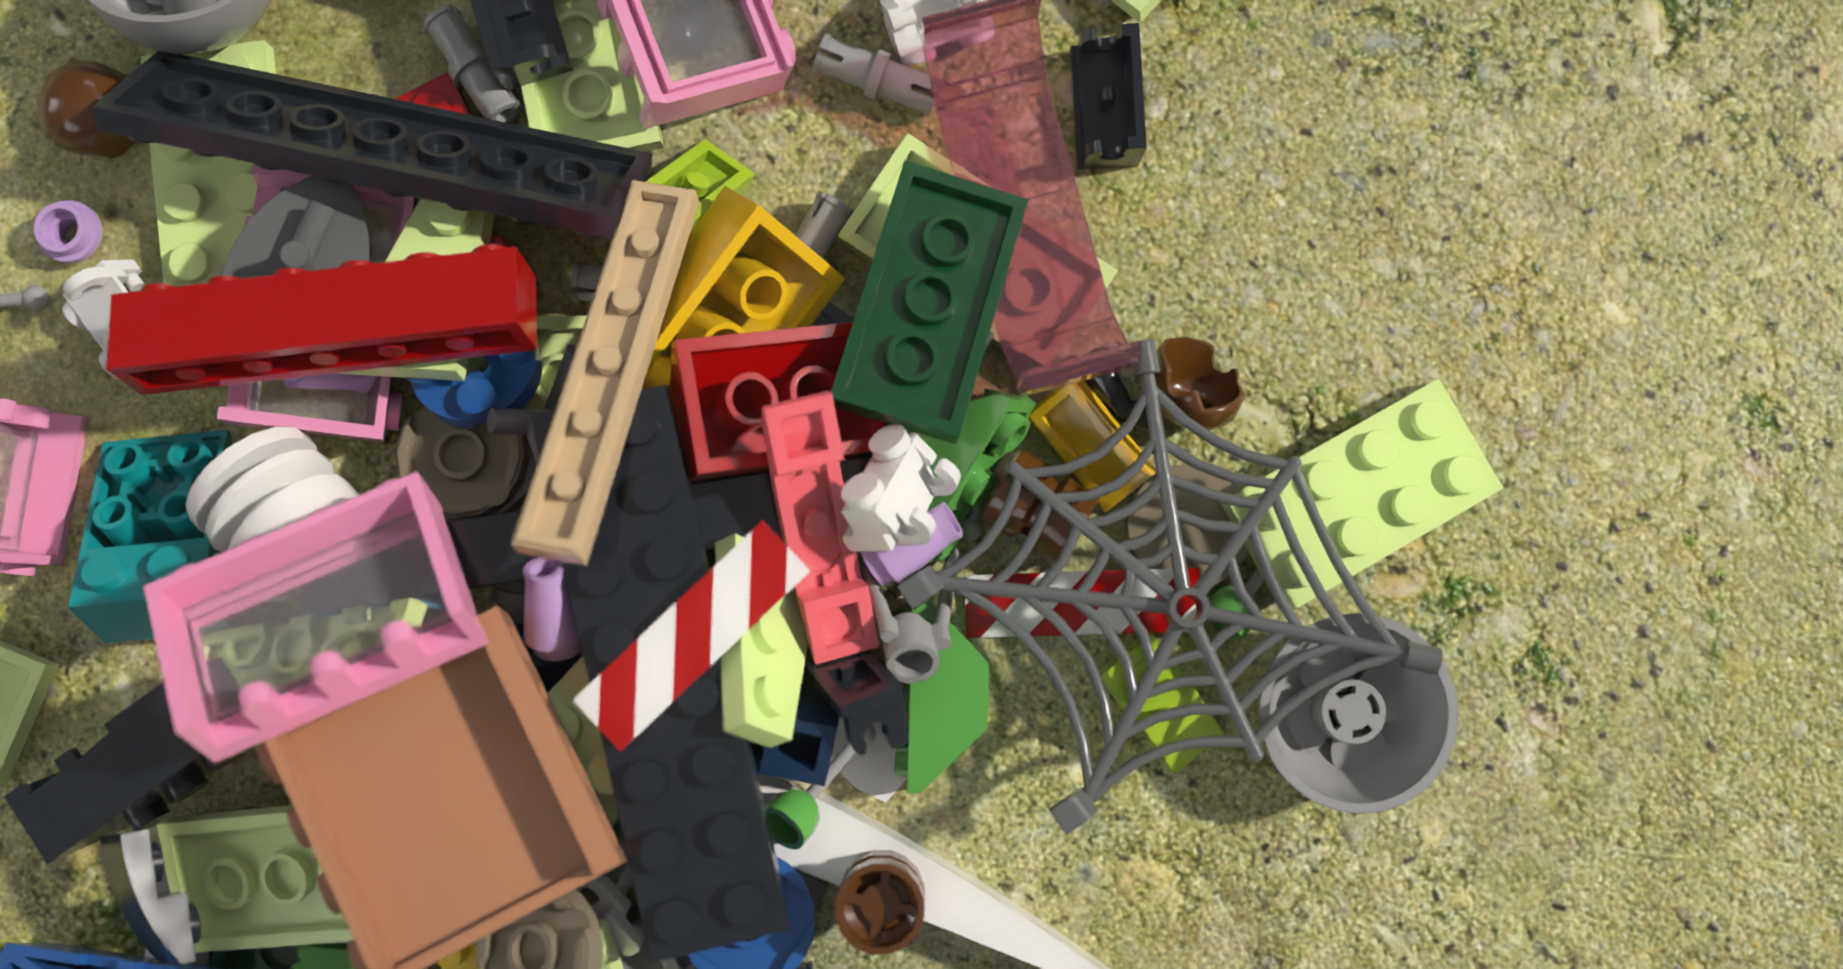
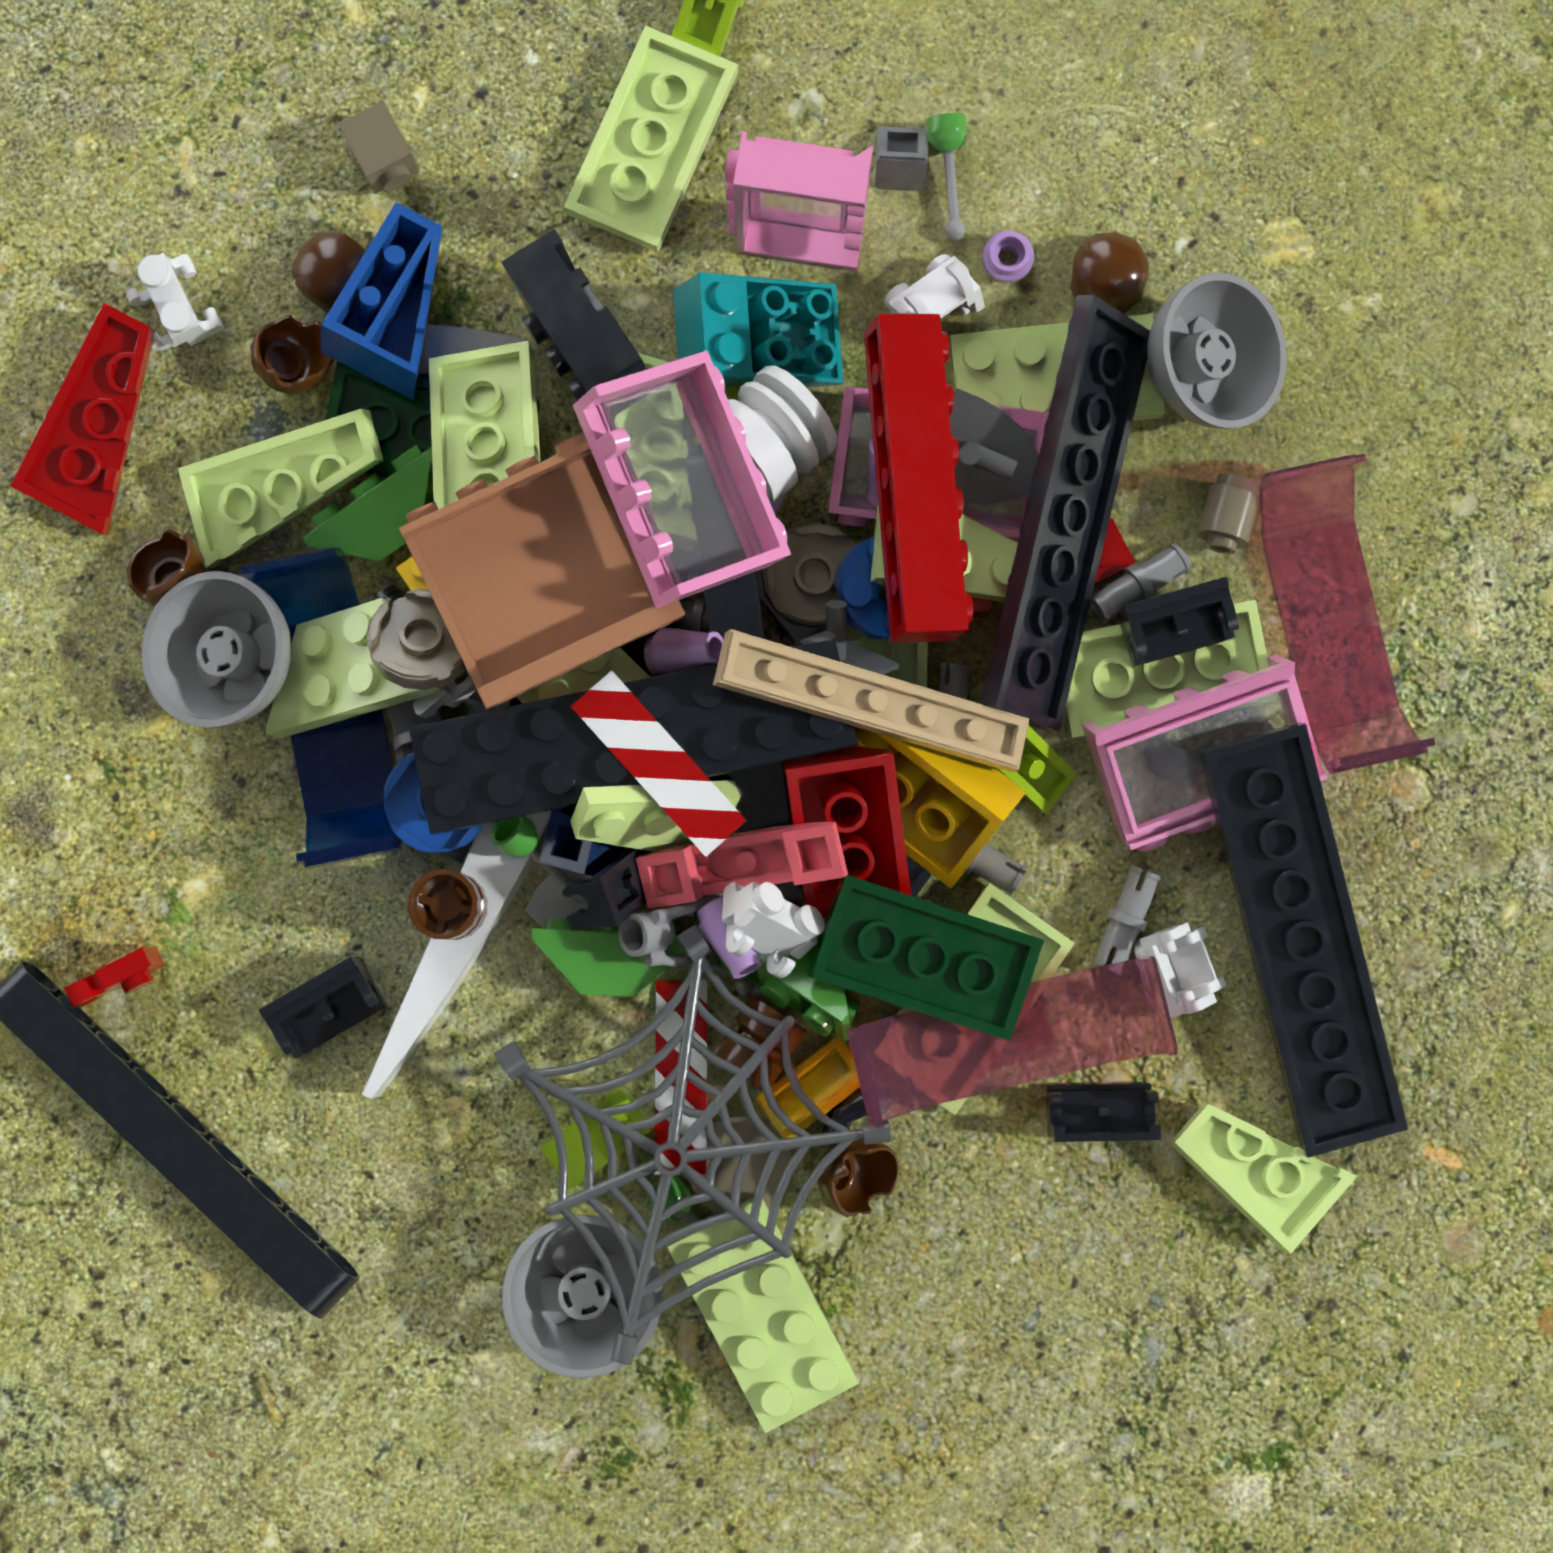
camera: 90 degrees right, 0 degrees up
(161, 921) = (454, 347): slope -> none

